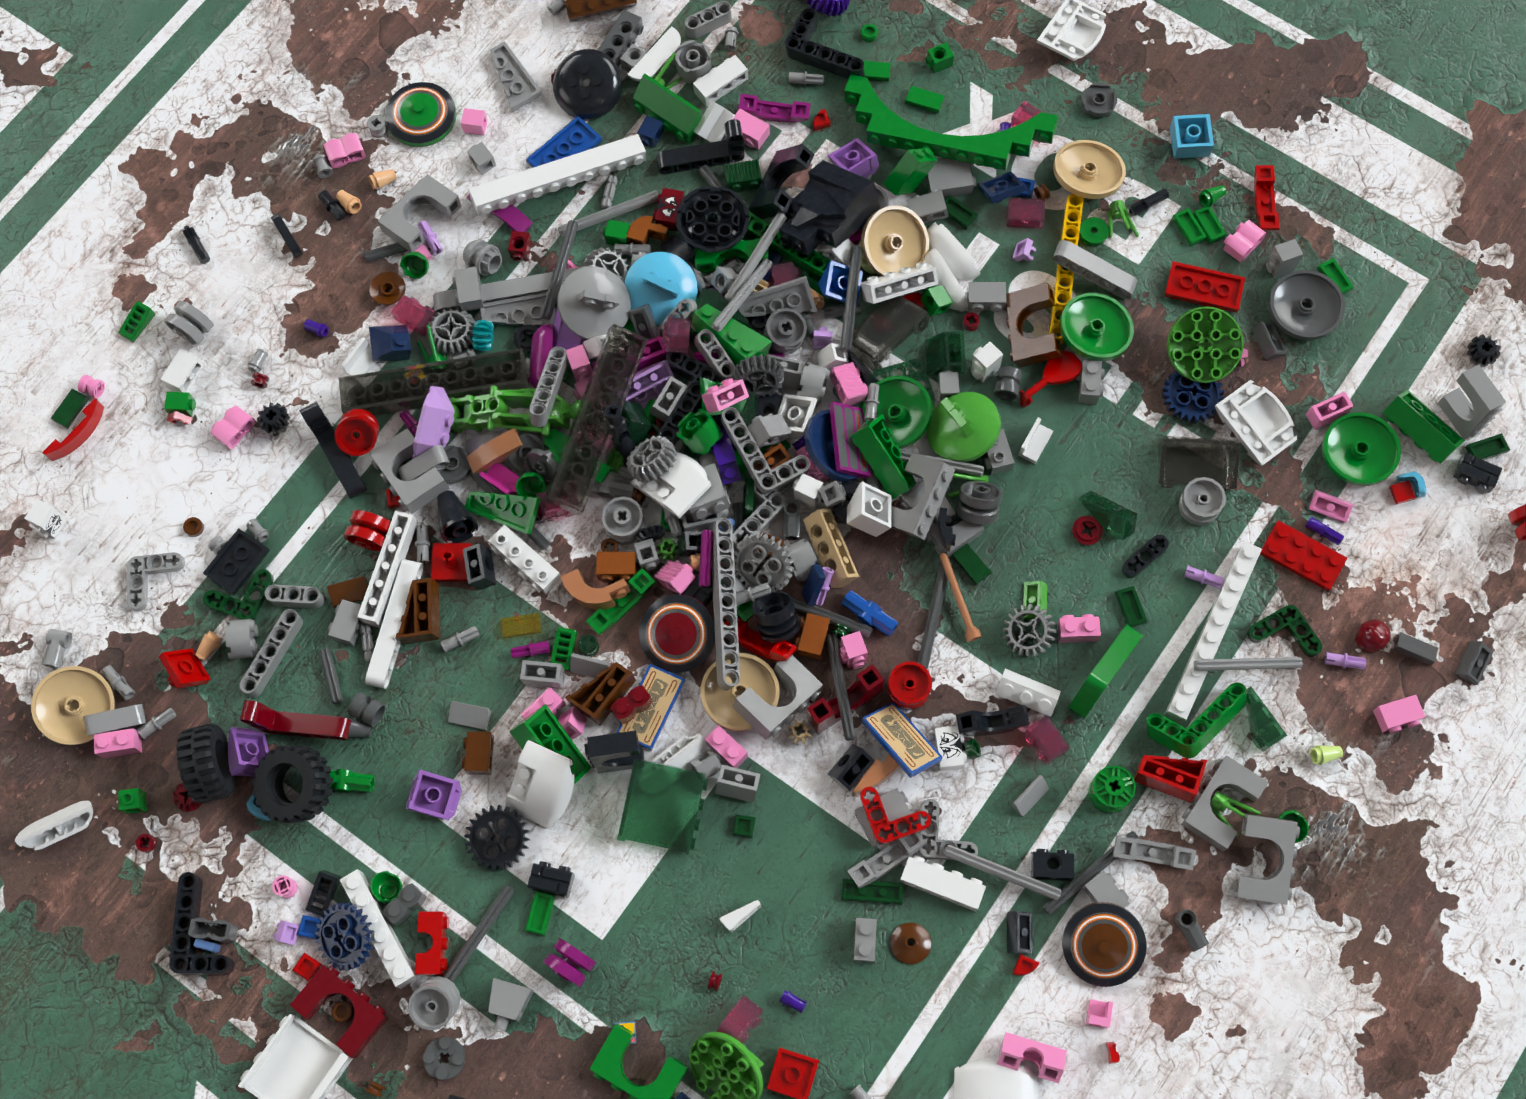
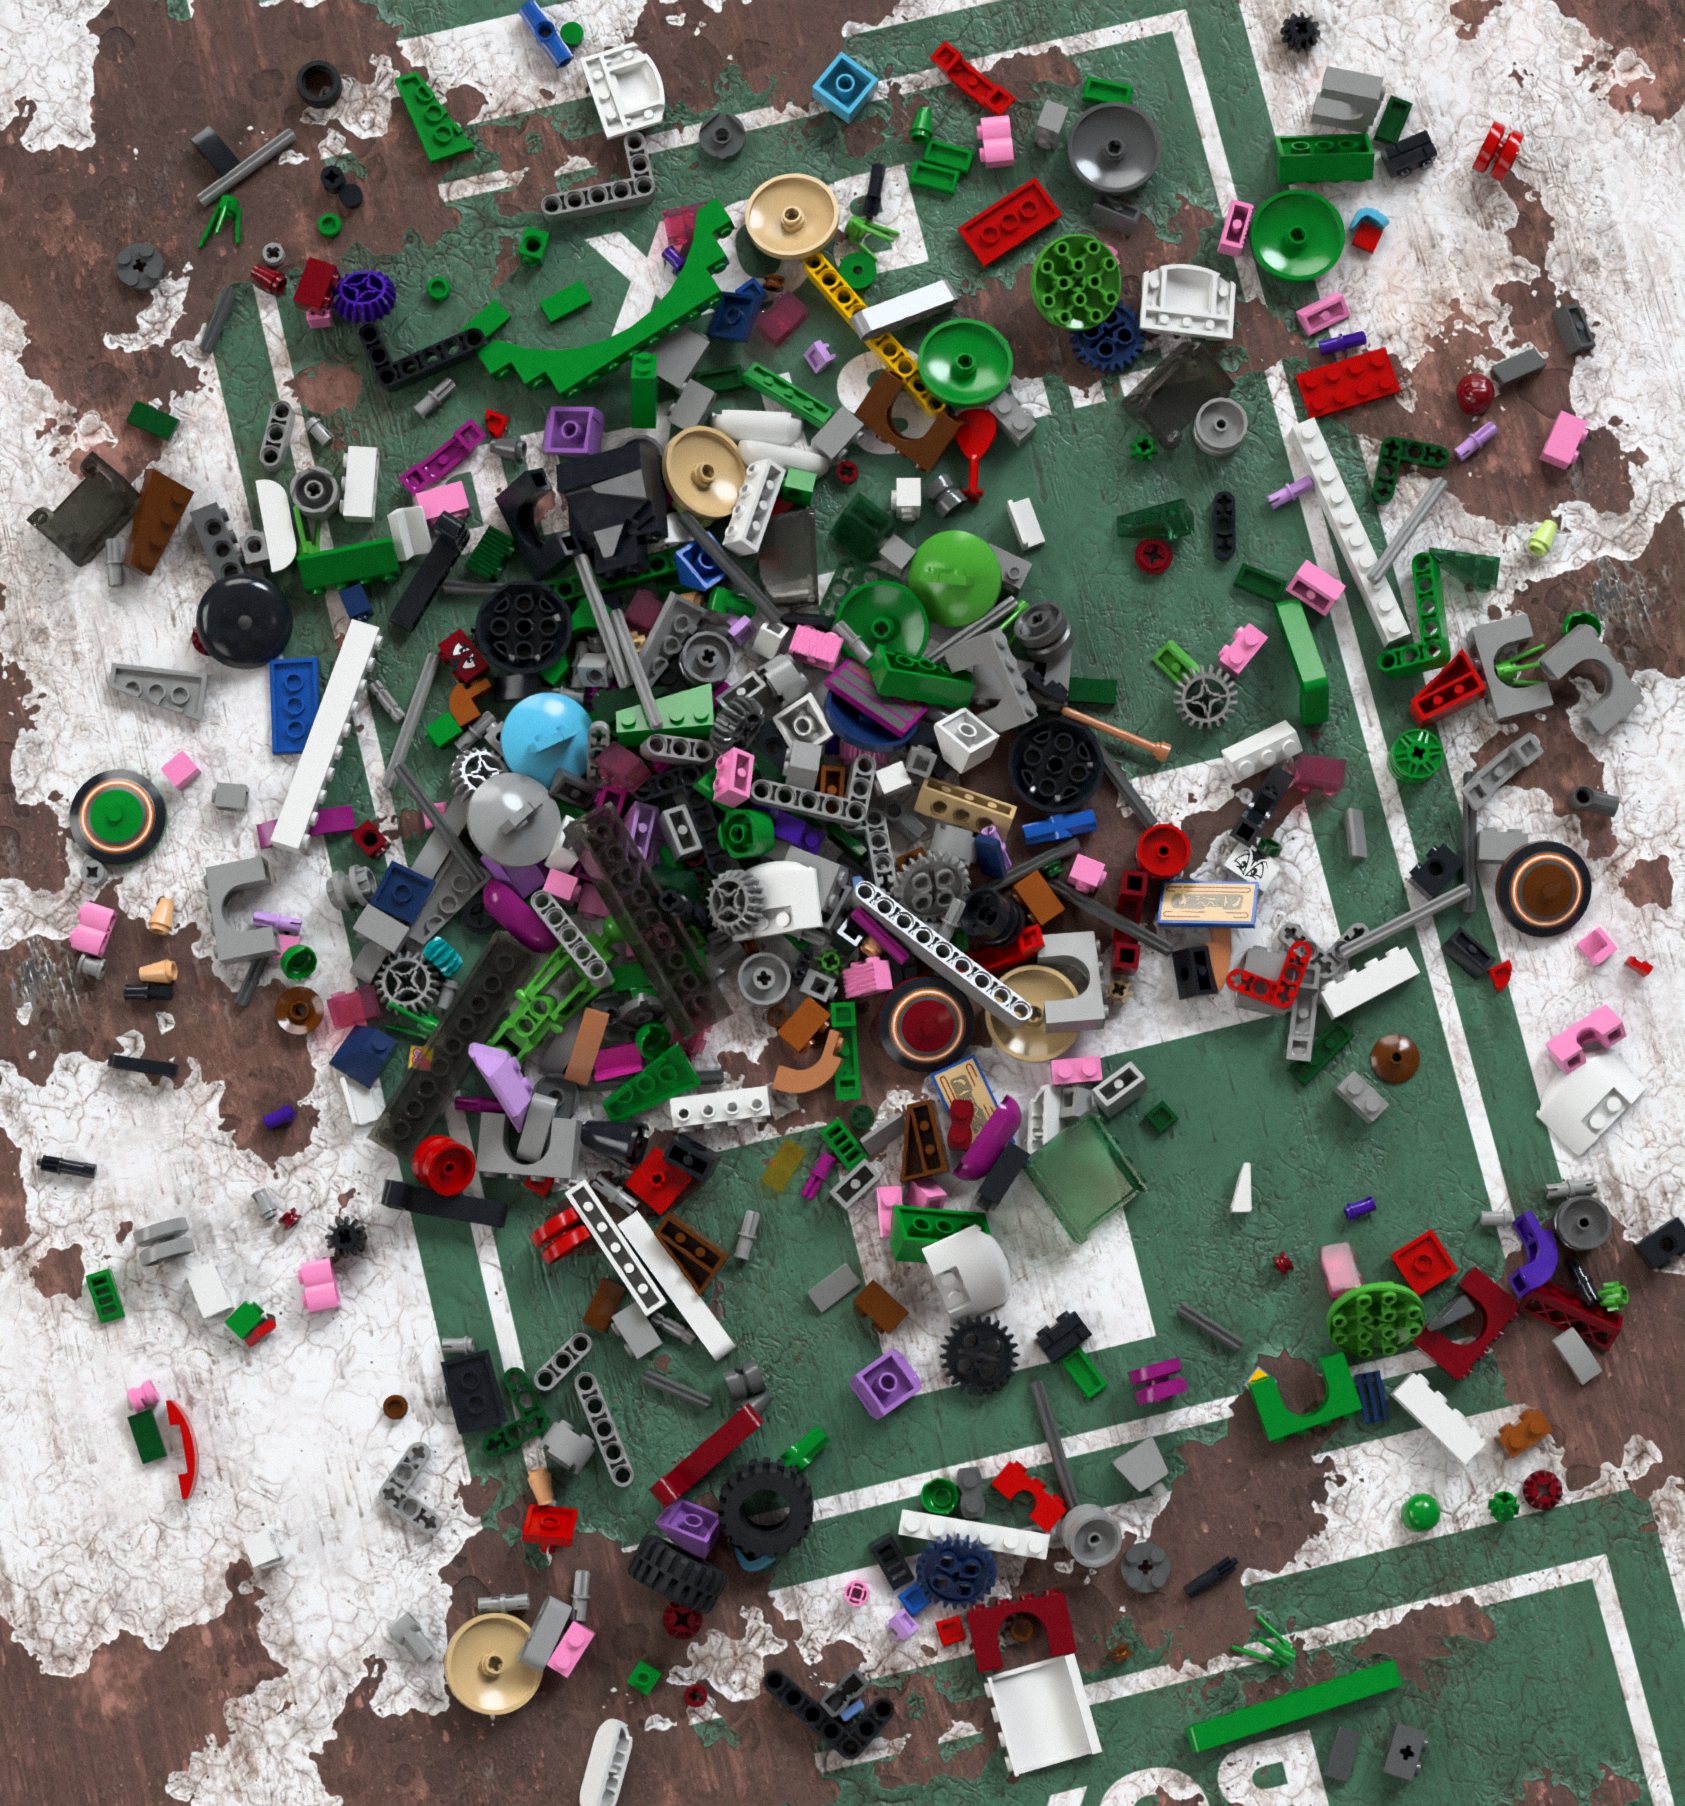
camera: 55 degrees left, 10 degrees up
(500, 282) = (403, 893): none -> dark blue plate
(635, 969) = (1210, 1327): none -> dark grey axle
(649, 730) = (990, 1141): none -> magenta brick
(814, 138) = (509, 447): none -> dark grey cone
(830, 315) = (726, 602): none -> green piece
(909, 560) = (1062, 742): none -> black brick
(984, 250) = (788, 395): none -> green tile
(1009, 68) = (607, 190): none -> light grey beam
(1144, 474) = (1141, 456): none -> green gear
(1159, 640) = (1315, 588): none -> bright pink brick

